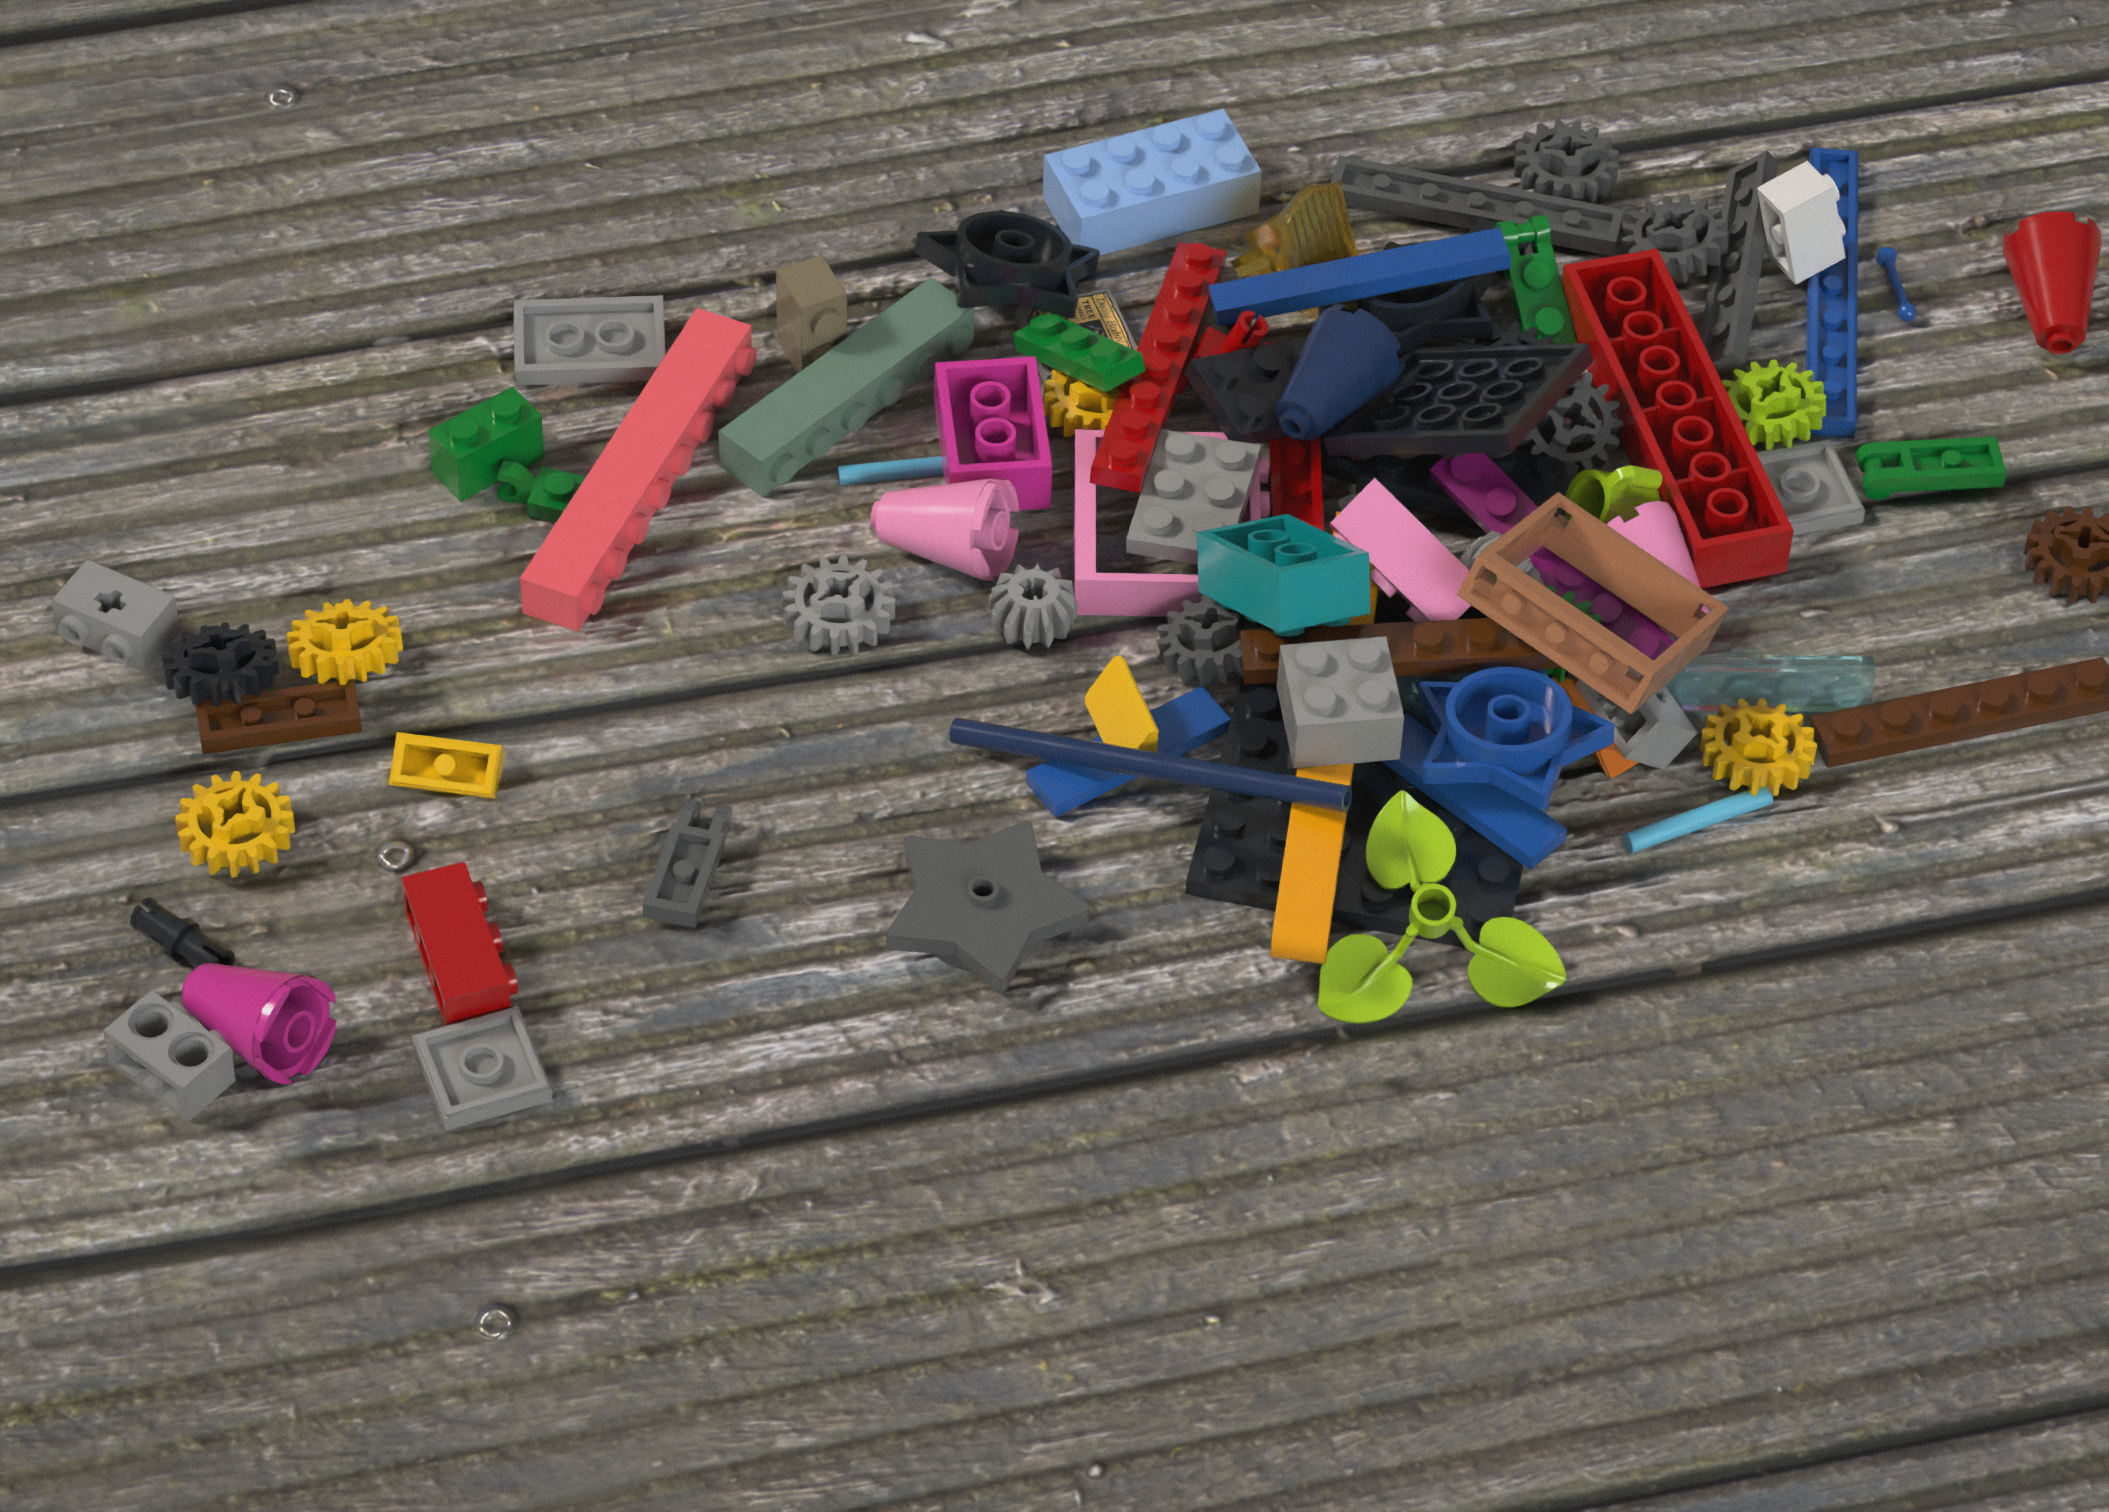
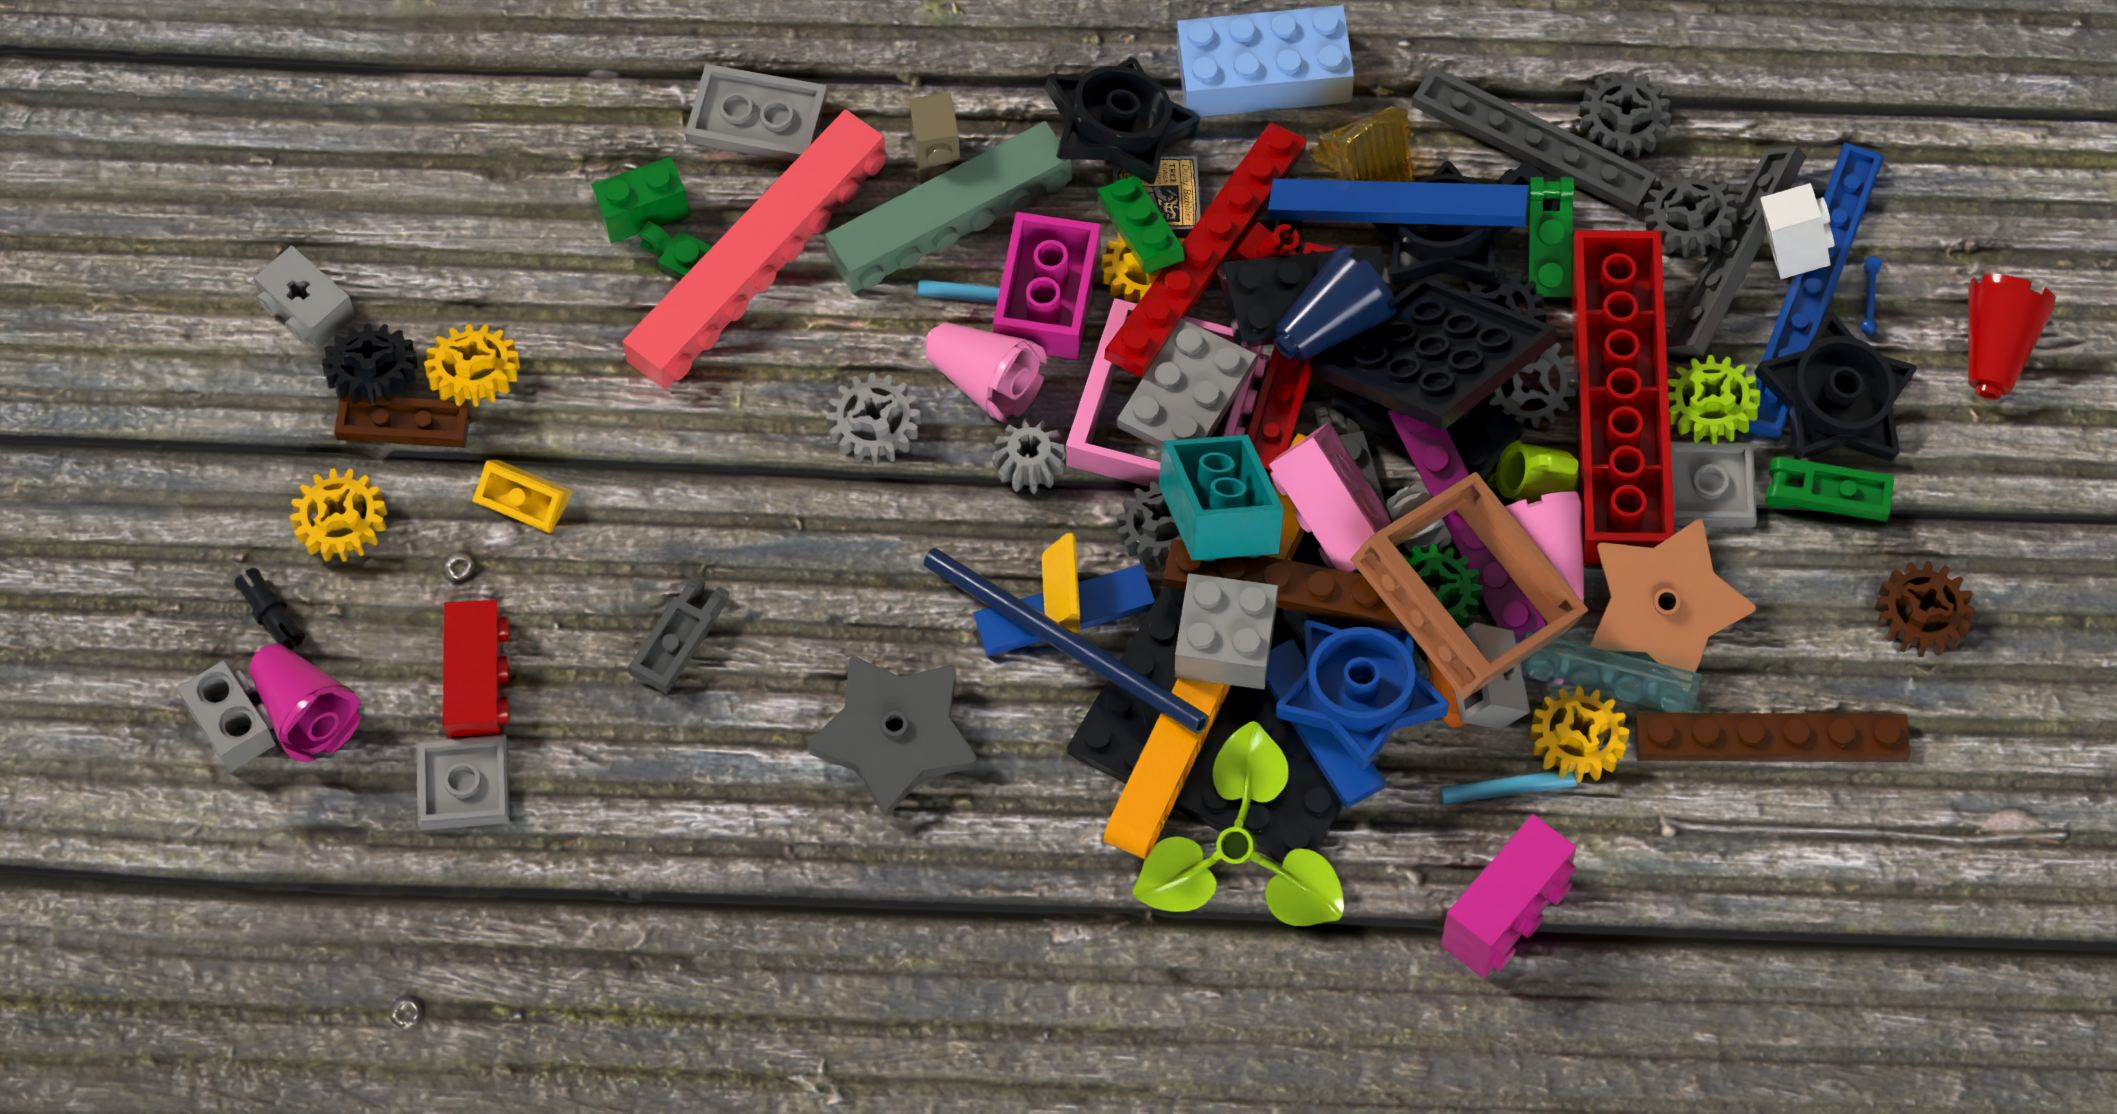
camera: 20 degrees right, 15 degrees up
(1751, 911) = (1509, 897): none -> dark pink brick
(1807, 557) = (1638, 579): none -> nougat plate
(1903, 373) = (1838, 393): none -> black plate

